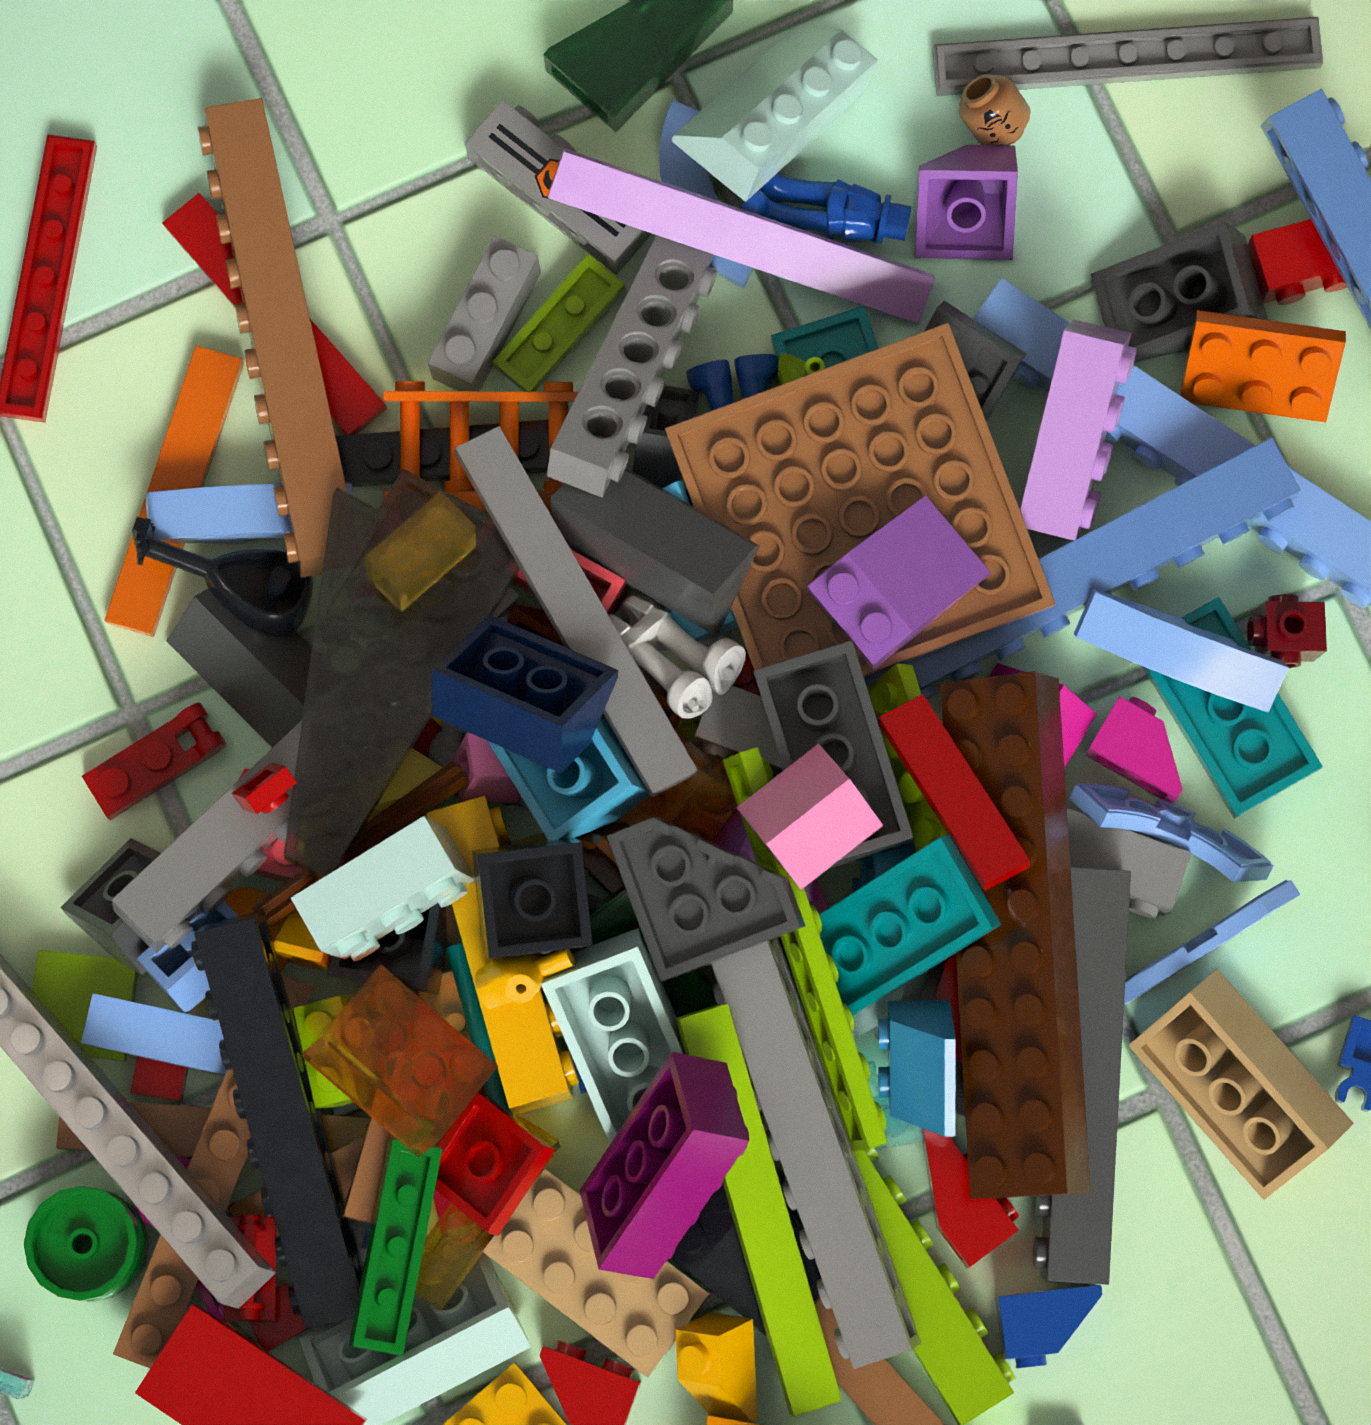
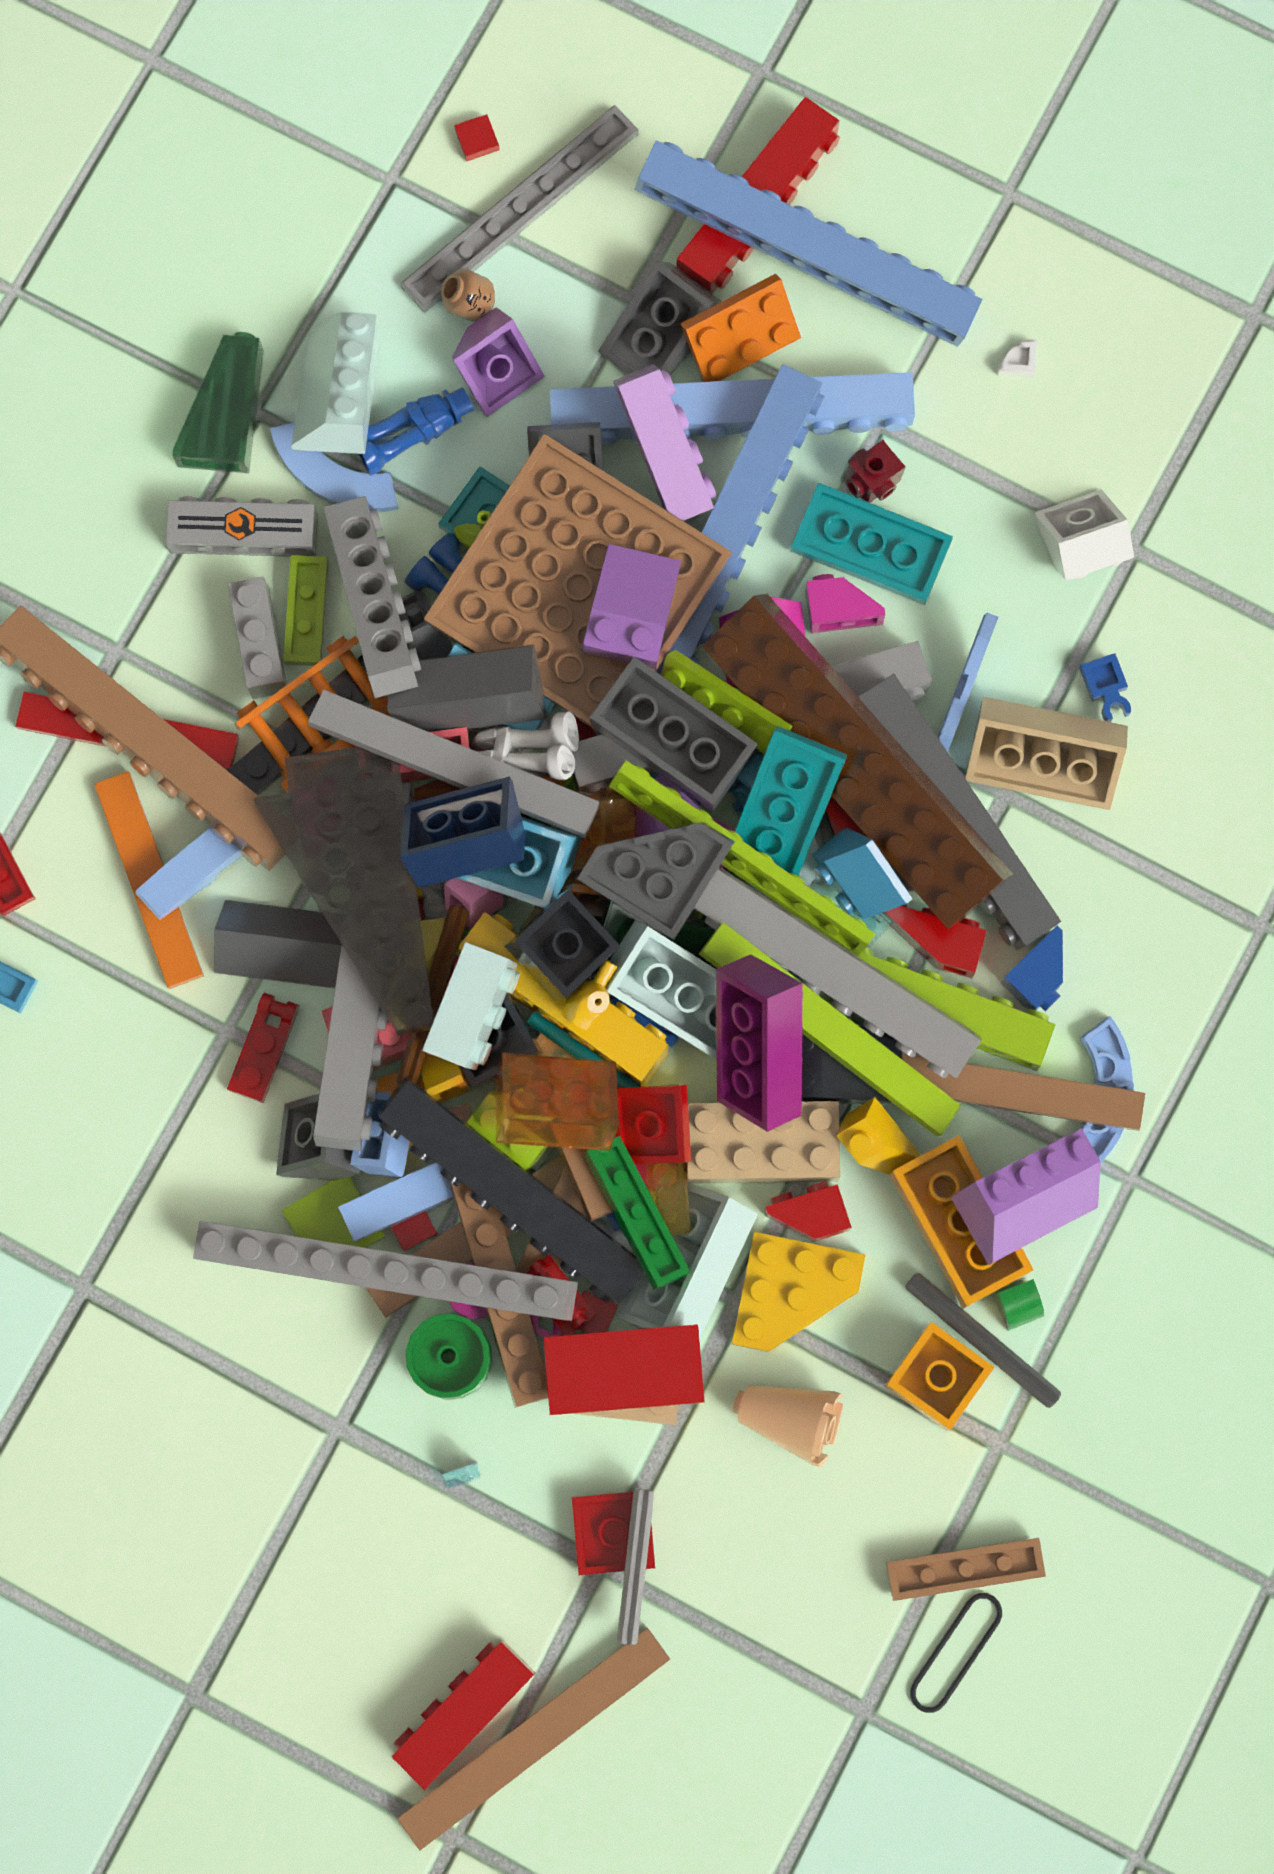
camera: 40 degrees left, 0 degrees up
(251, 584) = (243, 897): black piece -> none
(265, 789) = (354, 1002): red plate -> none
(420, 551) = (336, 795): clear yellow brick -> none
(740, 236) = (376, 476): lavender tile -> none
(810, 816) = (688, 775): bright pink slope -> none
(953, 792) = (760, 700): red tile -> none
(1180, 650) = (822, 527): light blue slope -> none
(1226, 852) = (895, 632): light blue tile -> none

